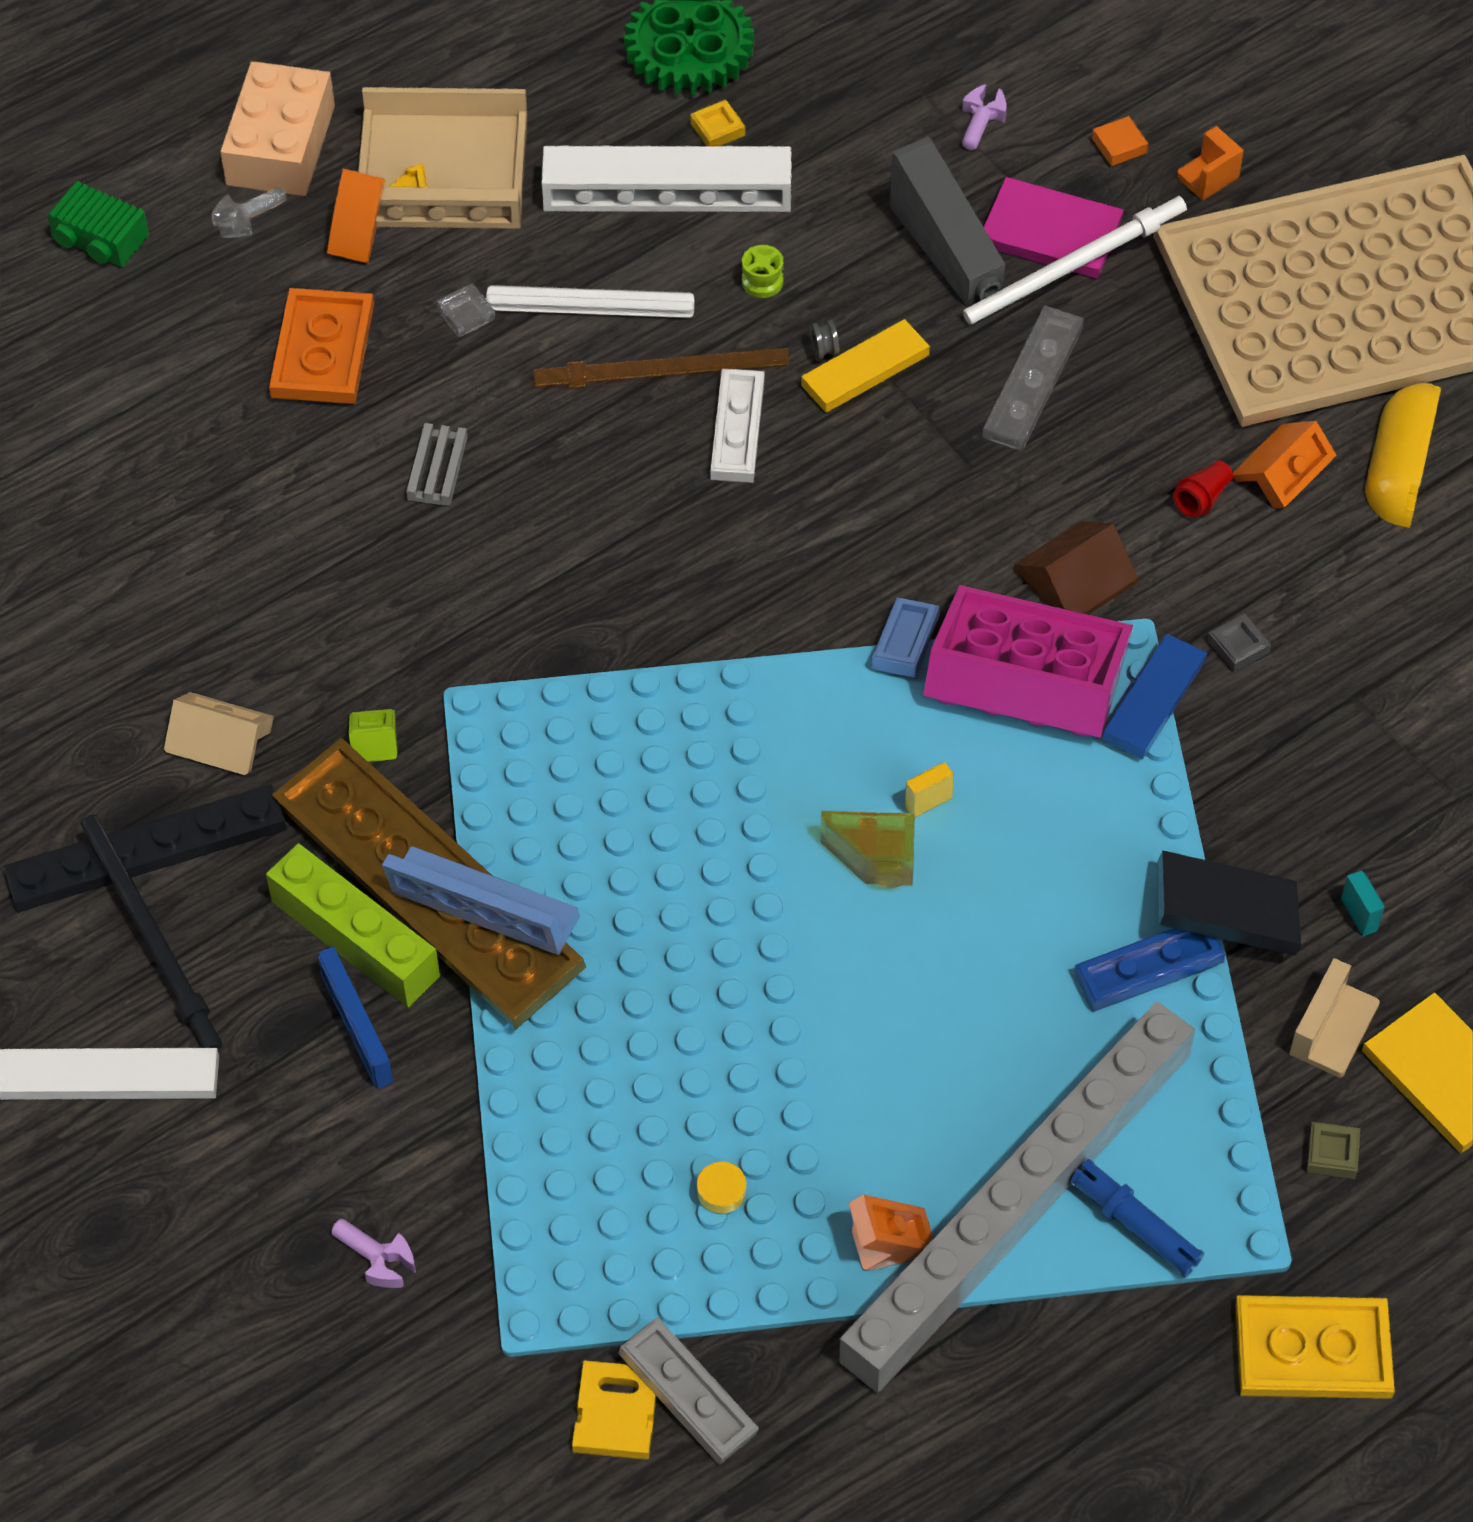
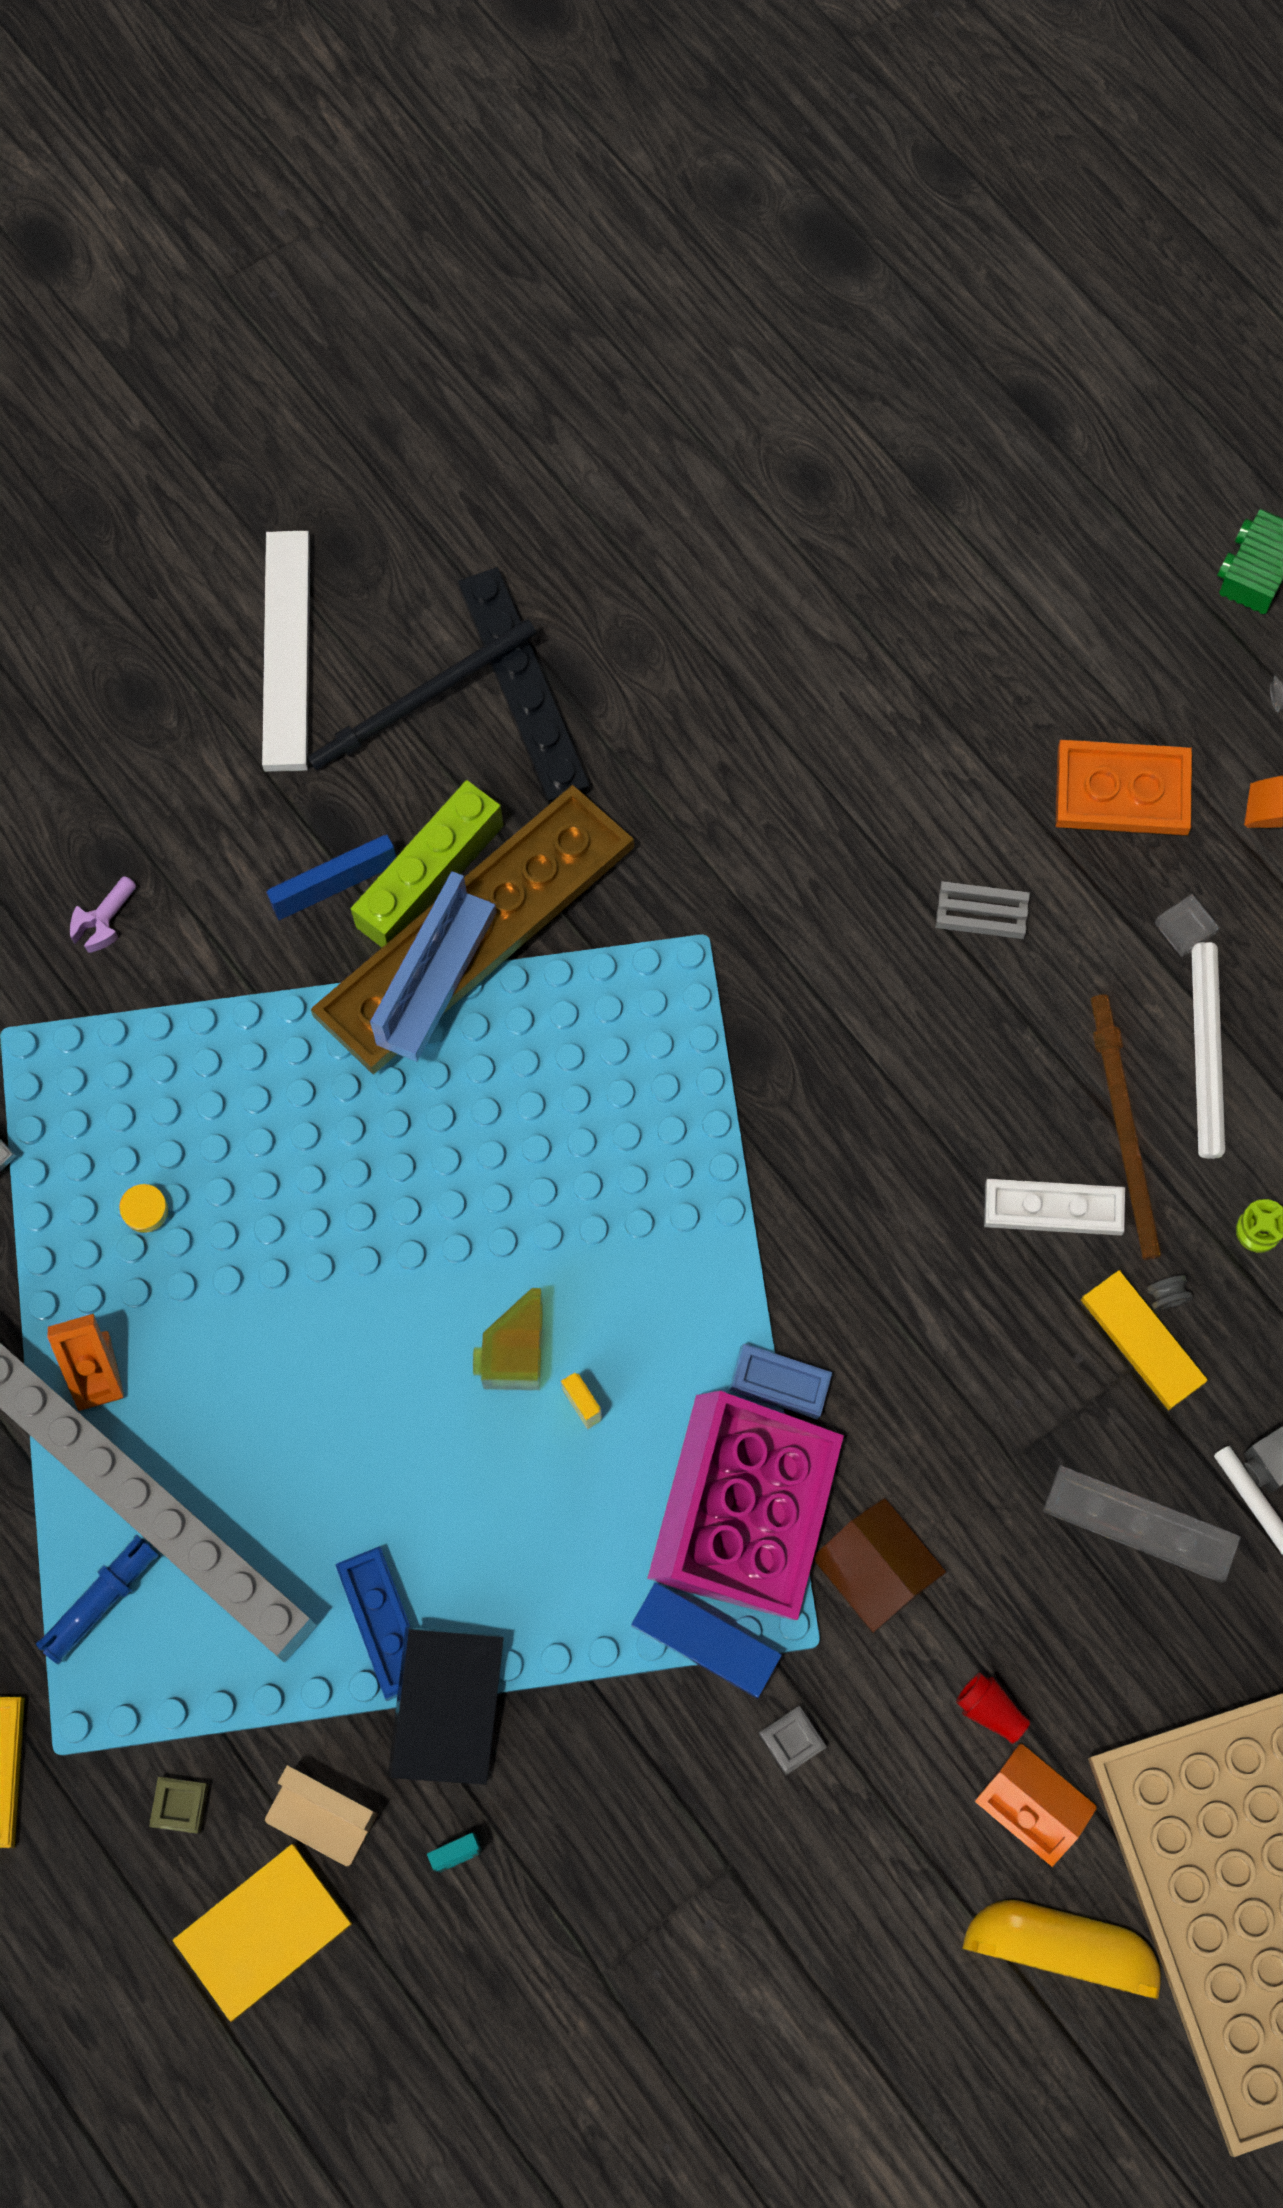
camera: 90 degrees right, 15 degrees up
(215, 732) = (651, 732): tan panel -> none
(374, 734) = (654, 873): lime slope -> none

